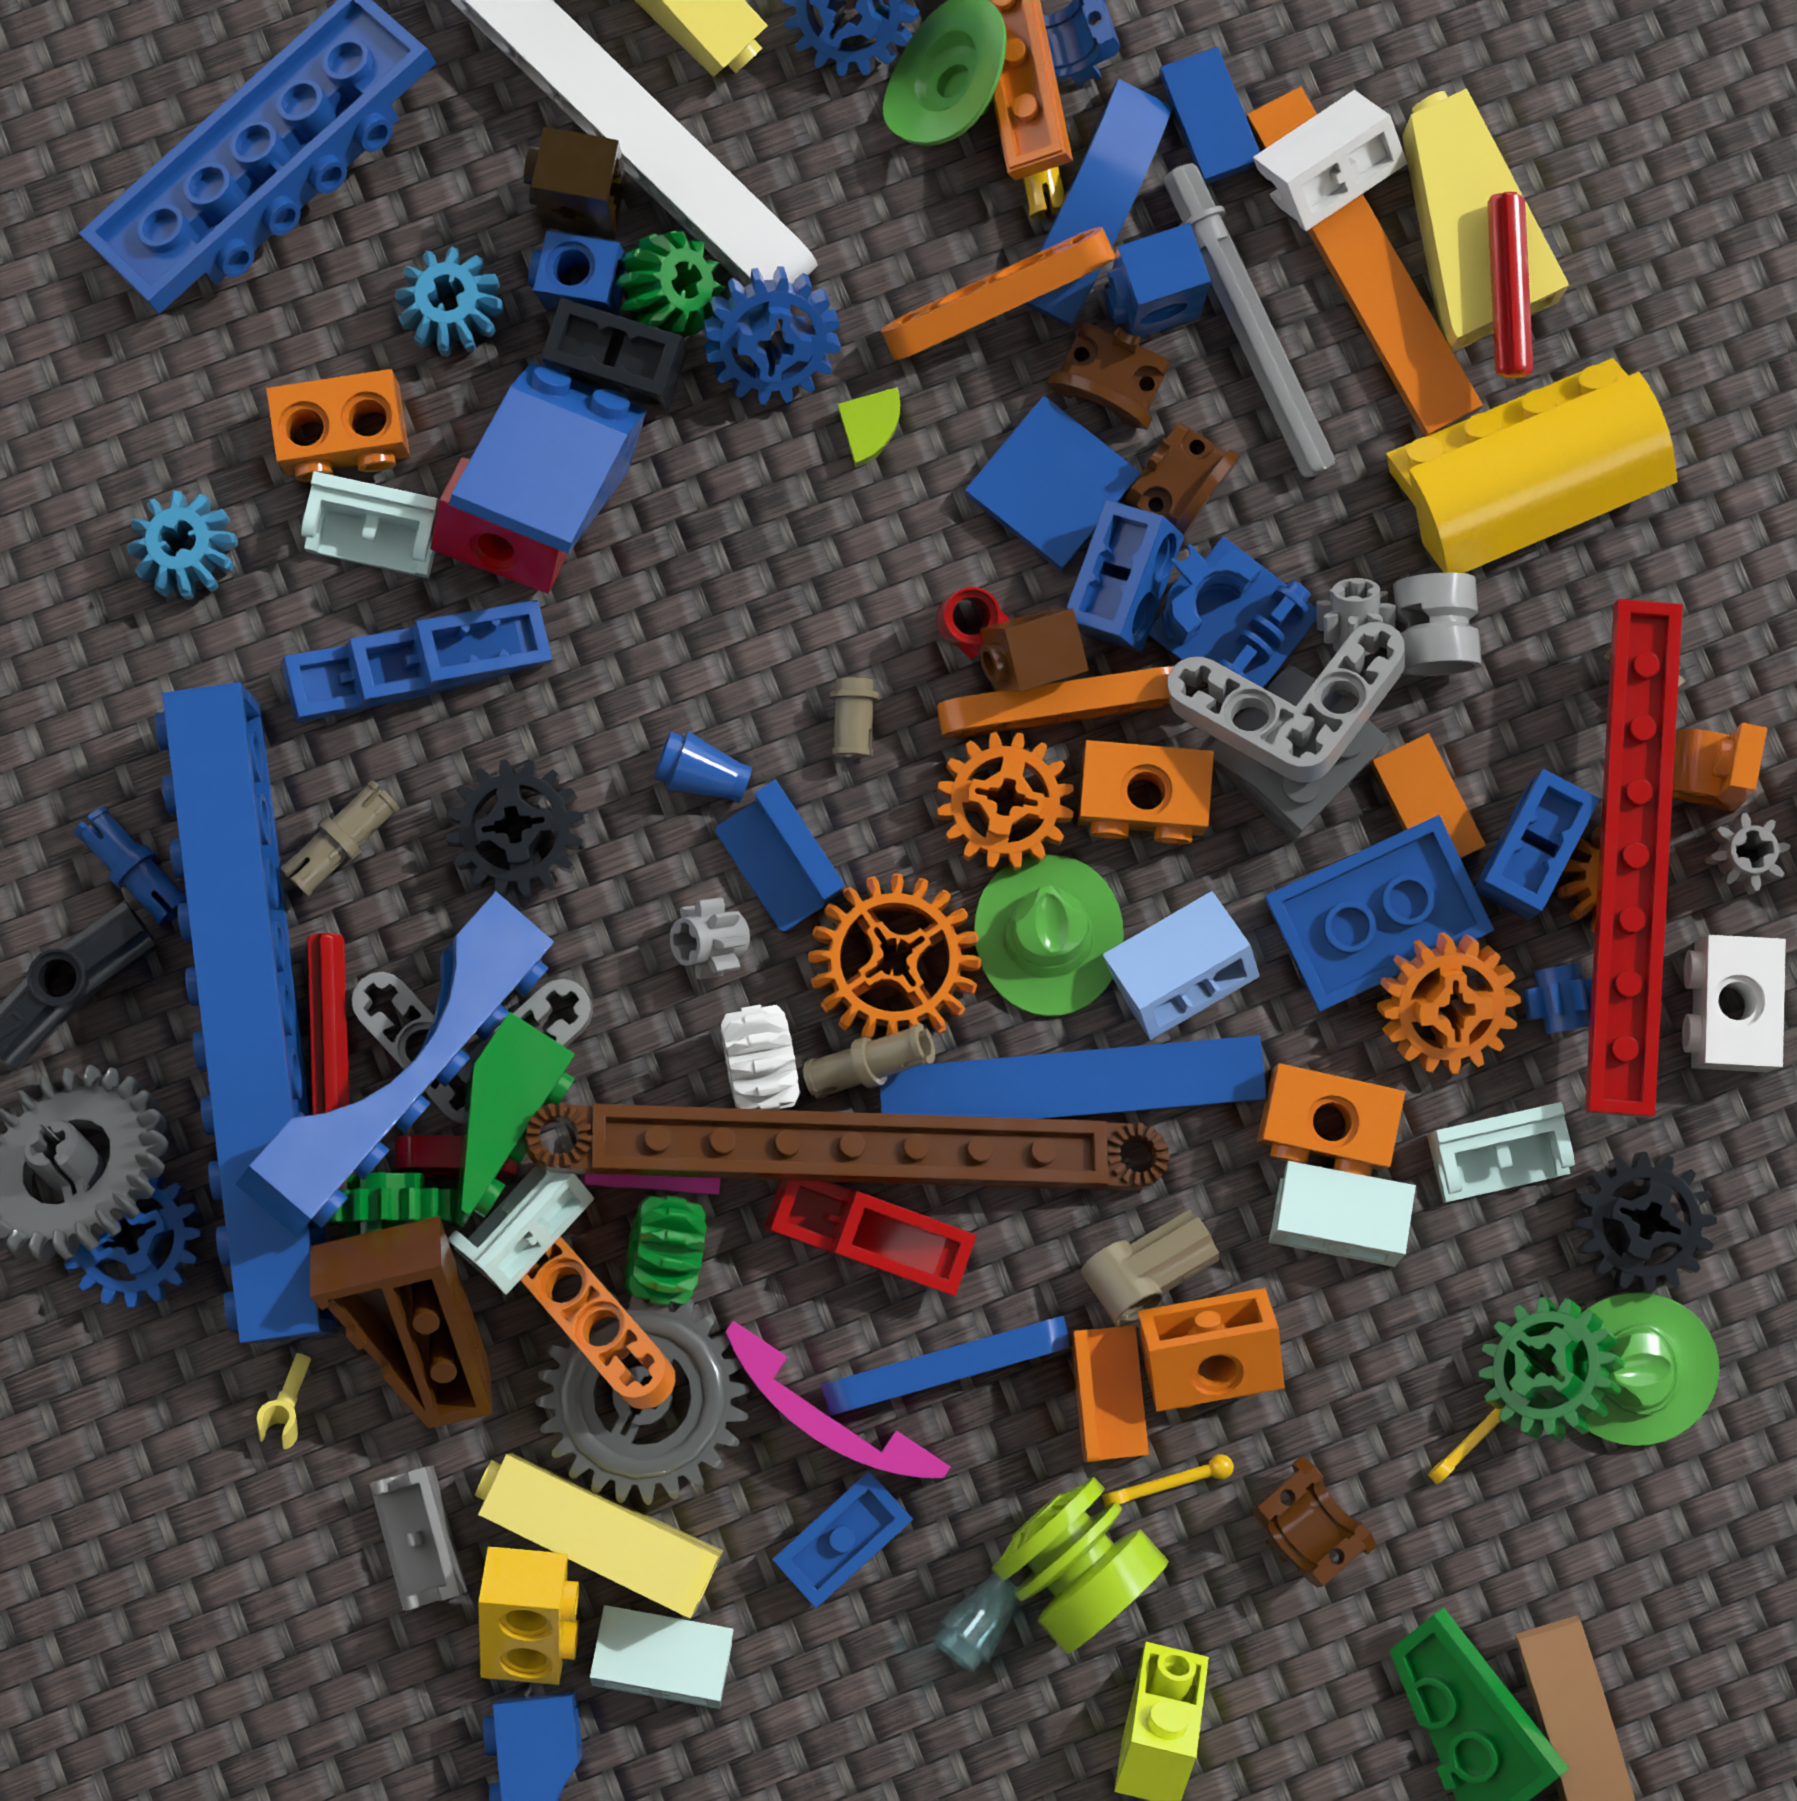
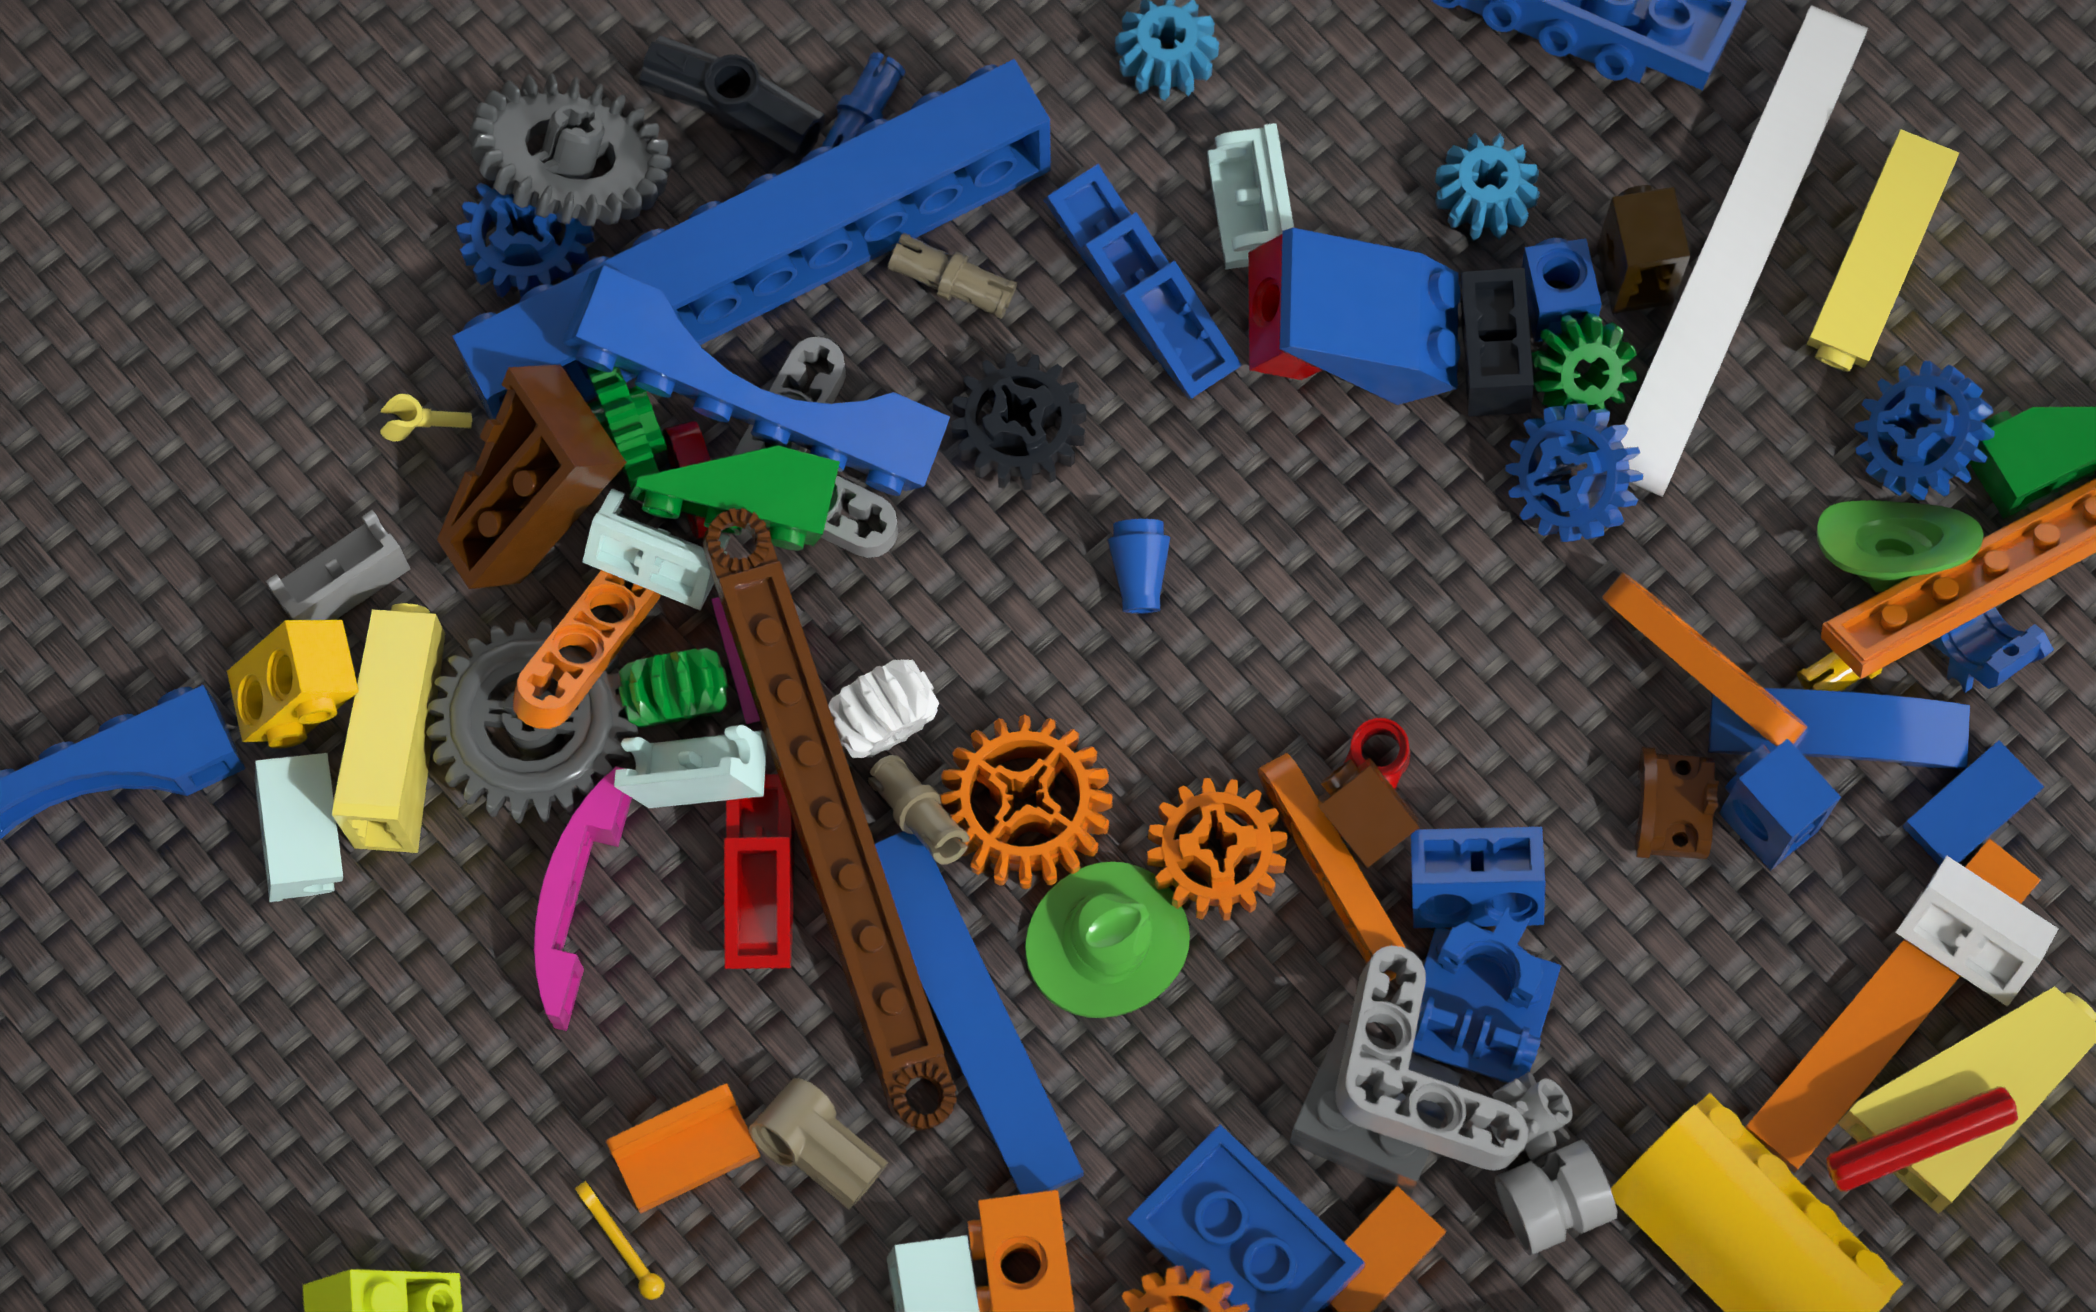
camera: 75 degrees right, 10 degrees down
(327, 1022) = (785, 326): red axle -> none
(338, 406) = (1345, 130): orange brick -> none
(709, 938) = (982, 626): light grey gear -> none
(755, 1255) = (695, 768): none -> light aqua hinge
(780, 858) = (1085, 667): blue panel -> none
(842, 1539) = (462, 951): blue plate -> none
(853, 717) = (1244, 683): dark tan pin -> none
(870, 423) = (1532, 600): lime tile -> none
(946, 1365) = (657, 986): blue beam -> none
(977, 1623) = (424, 1104): clear light blue cone -> none
(1051, 483) = (1548, 780): blue tile -> none
(1079, 1565) = (506, 1169): lime wheel -> none
(1179, 774) = (1281, 936): orange brick -> none
(1180, 478) = (1600, 903): reddish brown piece -> none
(1182, 965) = (1122, 1072): light blue brick -> none
(1211, 1349) = (757, 1226): orange brick -> none
(1250, 321) = (1785, 913): light grey axle -> none

